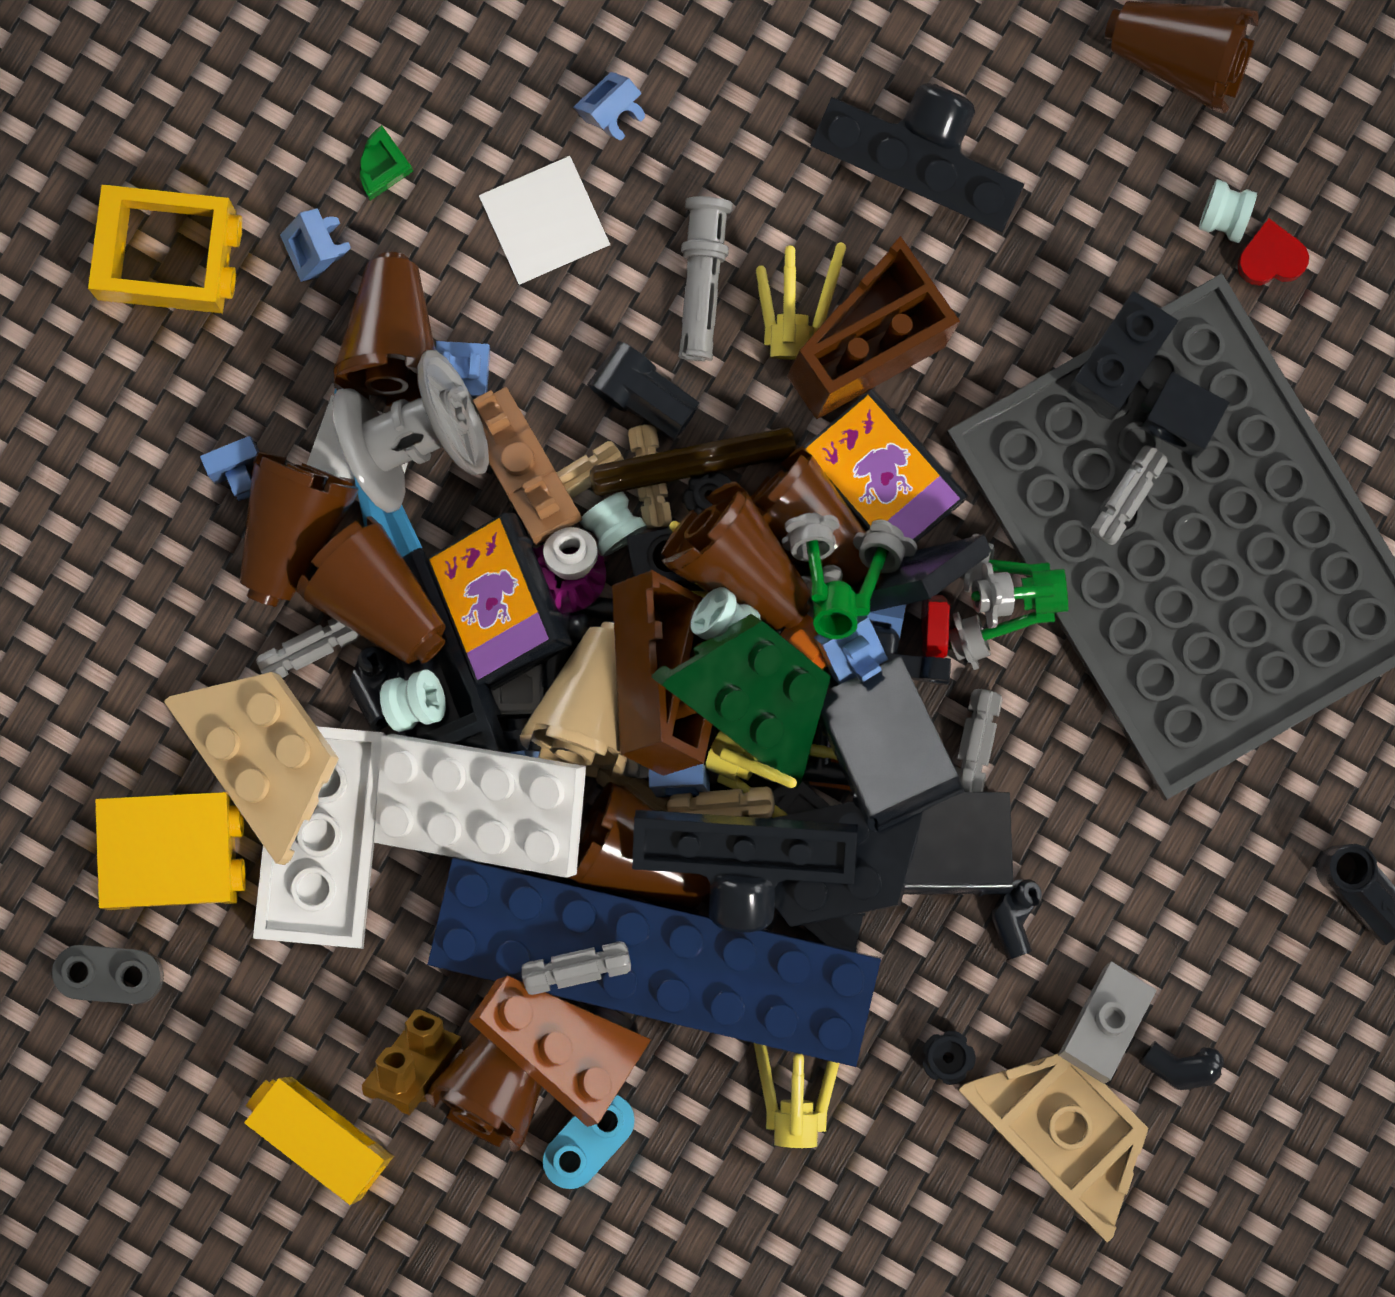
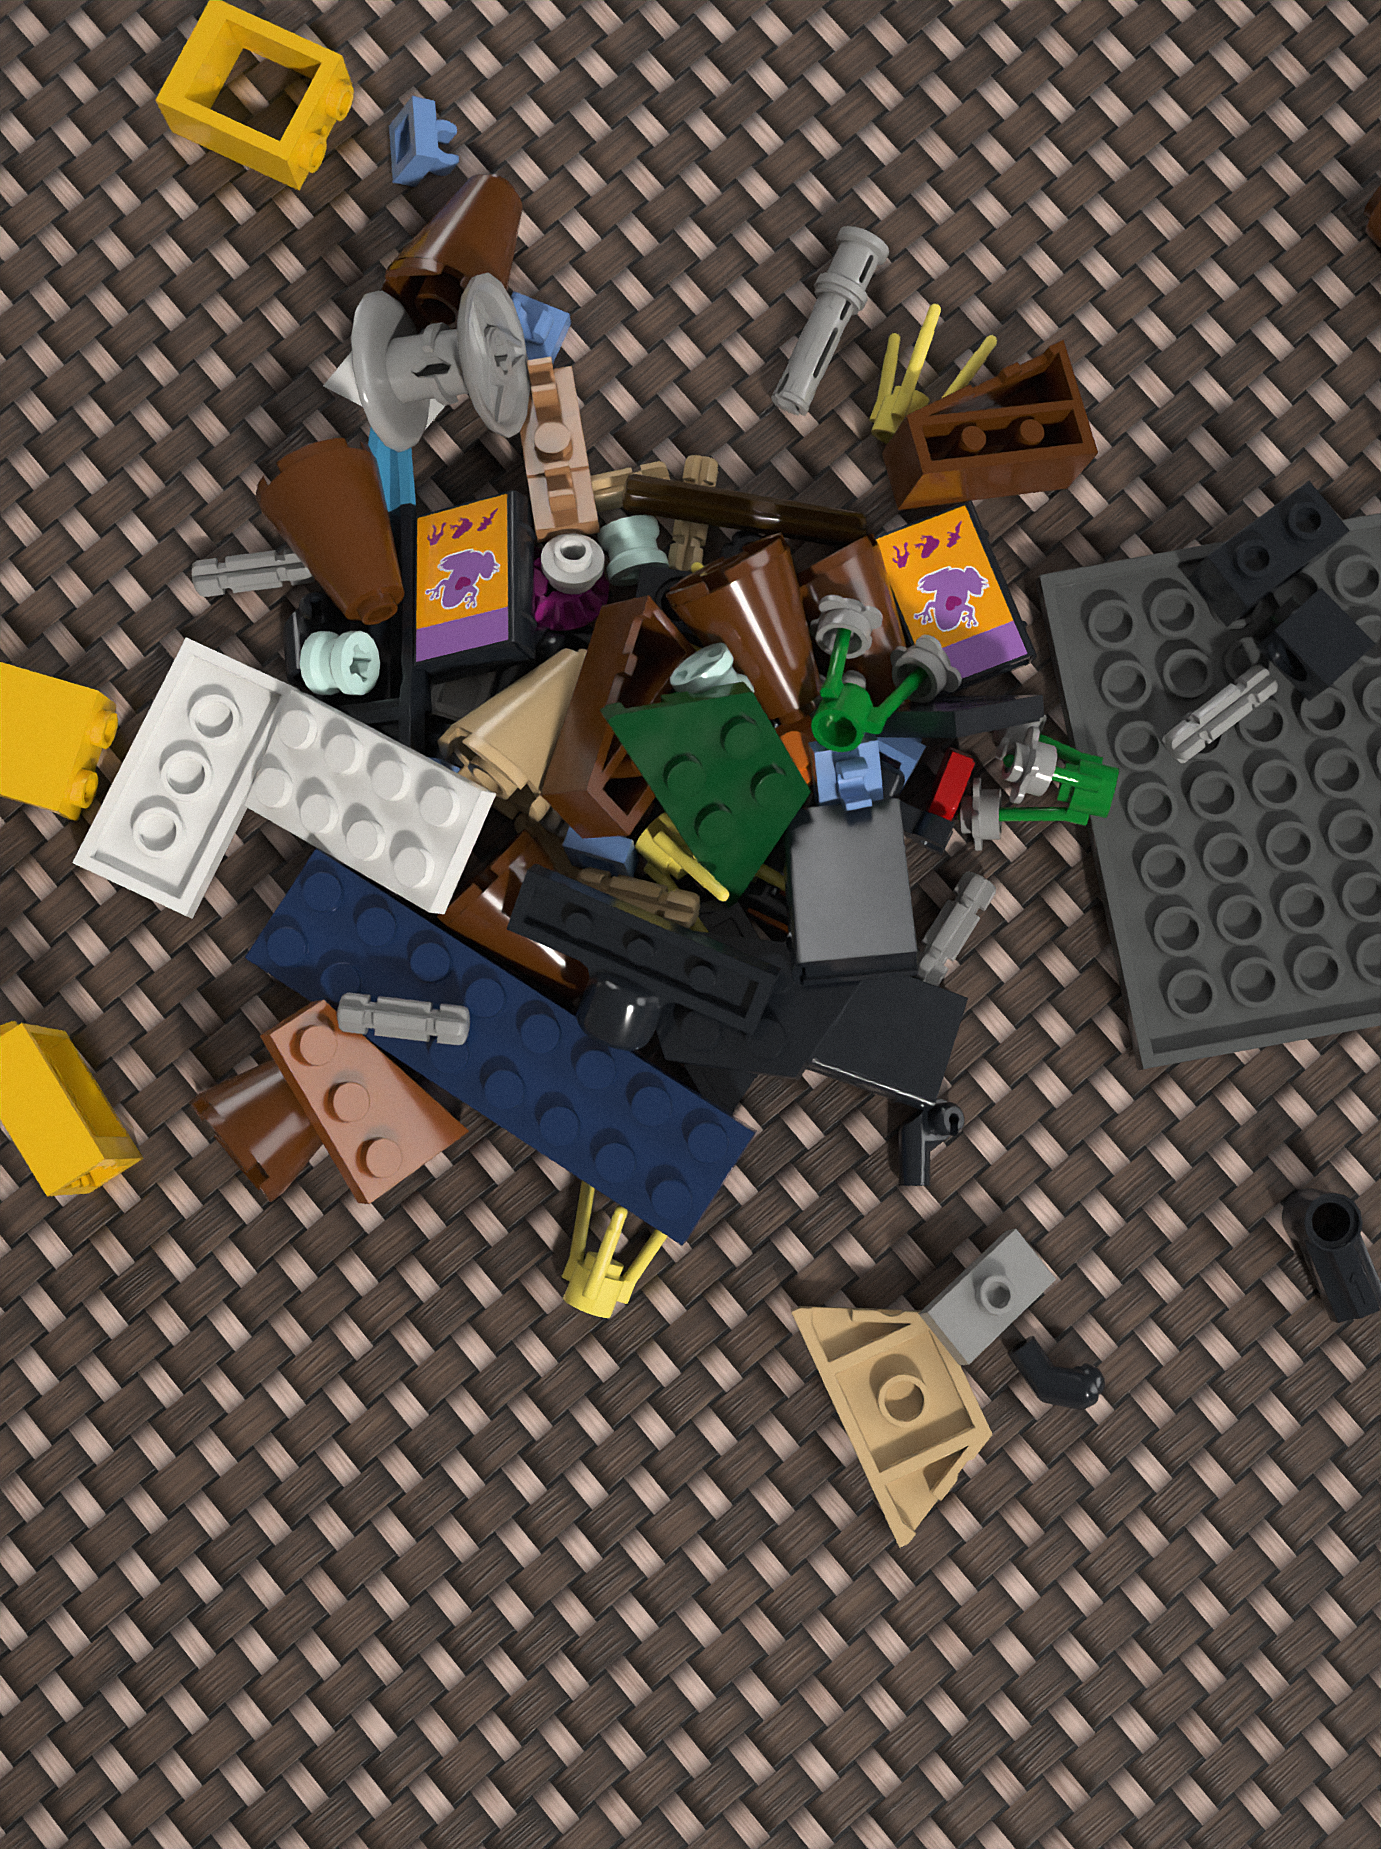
camera: 25 degrees right, 0 degrees up
(232, 464) = (245, 347): medium blue tile -> none
(260, 752) = (155, 664): tan wing -> none
(288, 523) = (274, 413): reddish brown cone -> none
(382, 164) = (525, 89): green tile -> none
(412, 1062) = (184, 1065): pearl gold hips -> none
(544, 220) = (679, 207): white sticker -> none
(591, 1145) = (359, 1224): medium azure plate -> none
(609, 100) = (792, 100): medium blue tile -> none
(632, 384) = (710, 408): black piece -> none
(922, 153) = (1117, 268): black plate -> none
(963, 1057) = (811, 1273): black plate -> none

